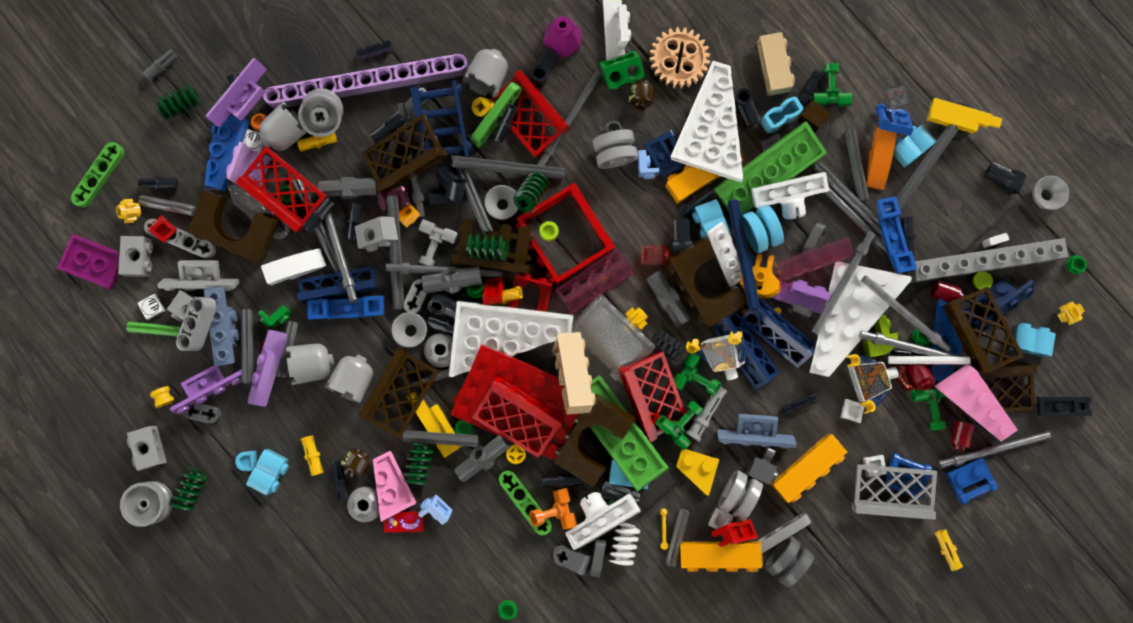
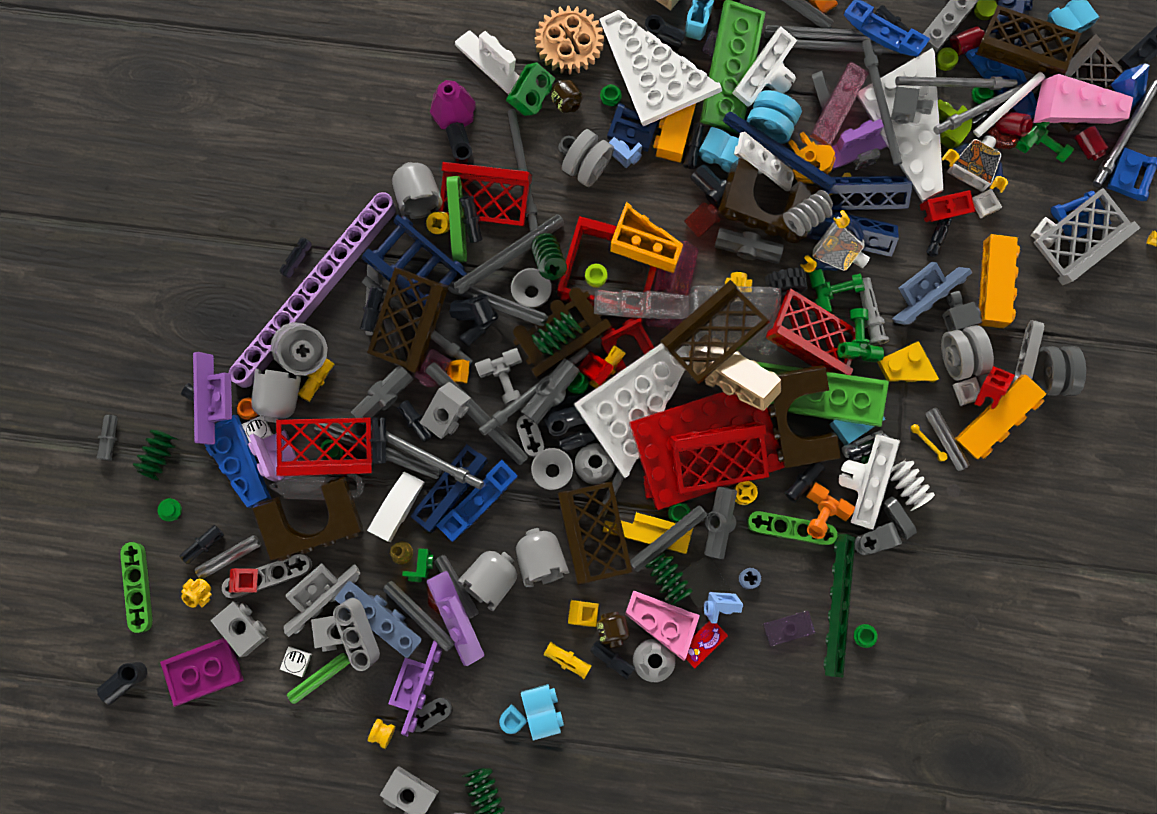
camera: 40 degrees left, 5 degrees down
(39, 225) = (121, 682): none -> black piece
(158, 144) = (169, 510): none -> green plate
(275, 298) = (406, 555): none -> clear yellow cone
(348, 436) = (583, 613): none -> yellow slope
(463, 509) = (753, 572): none -> sand blue bush
(465, 561) = (789, 628): none -> clear purple plate
(508, 577) = (839, 611): none -> dark green plate
(559, 276) = (641, 305): none -> clear slope
(582, 319) = (700, 318): none -> dark brown fence
(597, 237) = (644, 241): none -> light orange wedge
(672, 119) = (610, 95): none -> green plate
(722, 312) = (809, 213): none -> light grey piece
(822, 391) = (948, 206): none -> red hinge
(855, 300) = (907, 104): none -> dark grey brick
(921, 291) = (946, 59): none -> lime tile
(1028, 421) = (1133, 83): none -> blue slope

